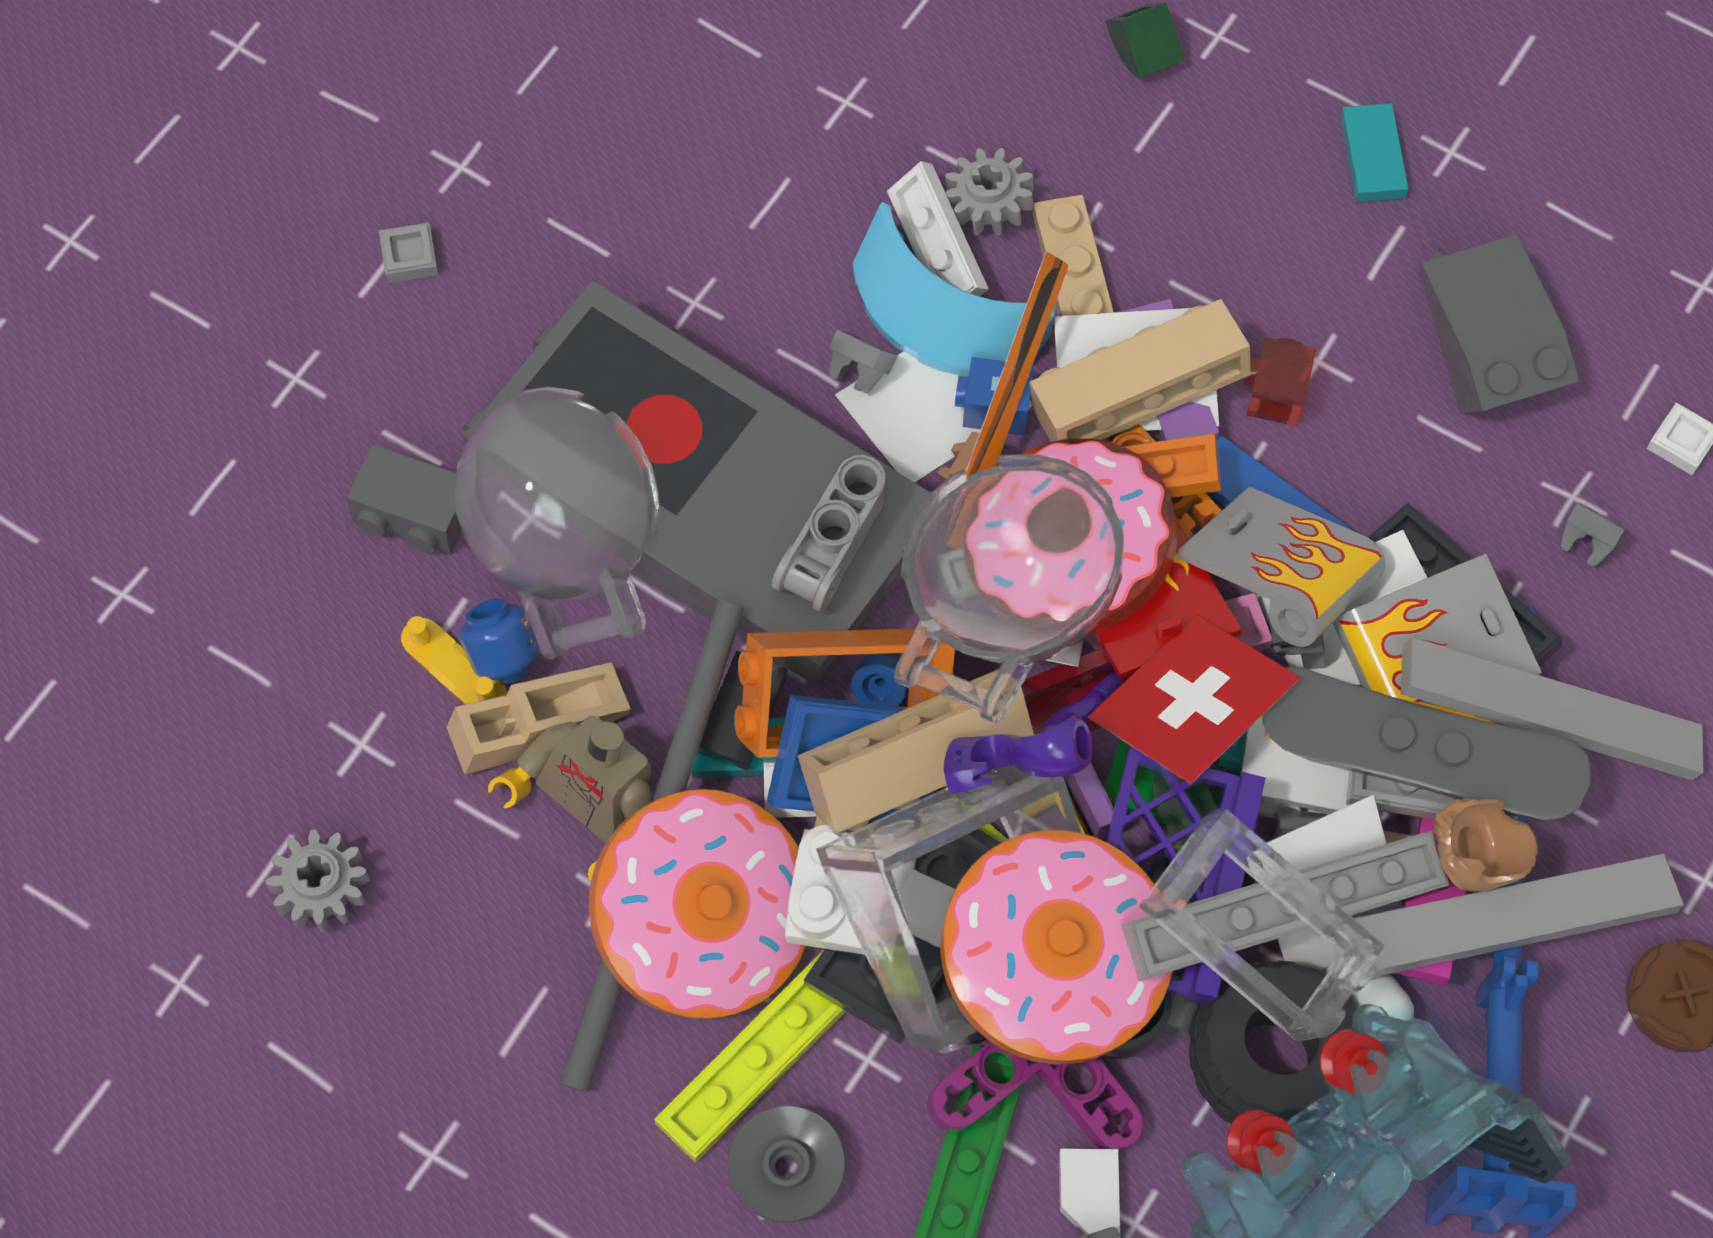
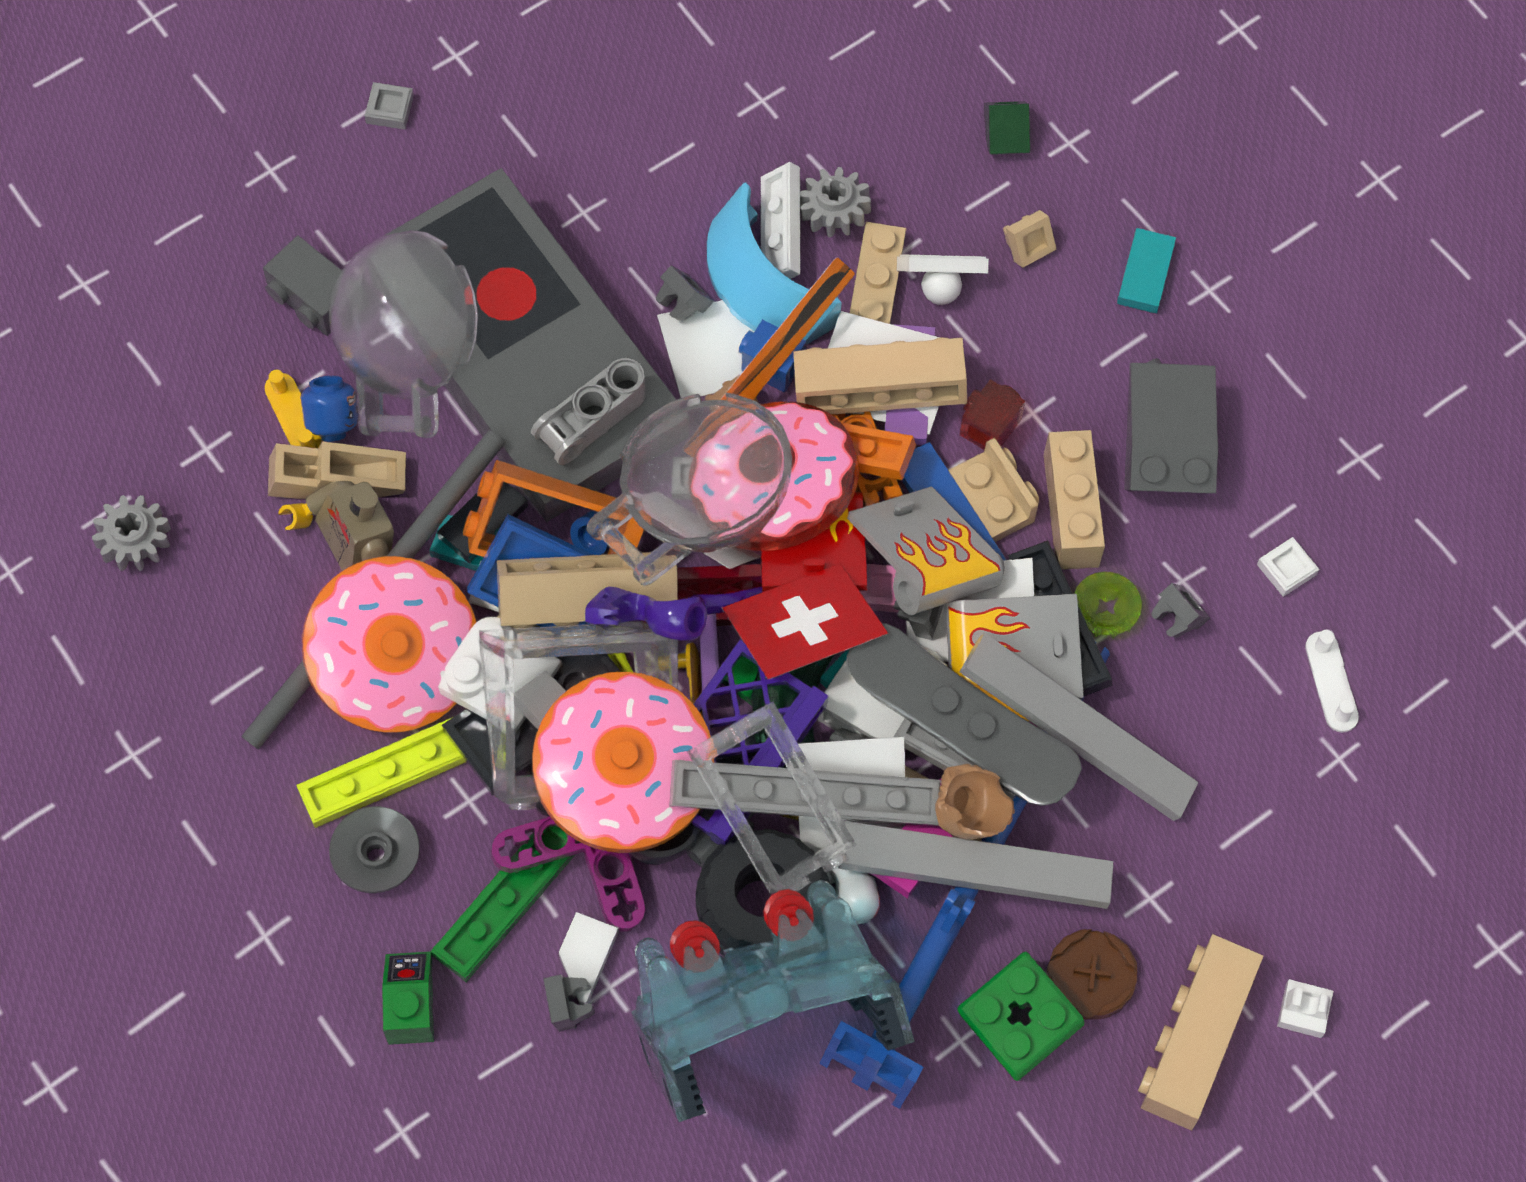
camera: 20 degrees right, 0 degrees up
(1149, 233) = (942, 279): none -> white tile
(1229, 159) = (1030, 238): none -> tan tile
(1324, 463) = (997, 491): none -> tan bracket
(1417, 444) = (1074, 499): none -> tan brick
(1529, 549) = (1107, 587): none -> clear neon green gear
(1597, 1089) = (1021, 1046): none -> green brick

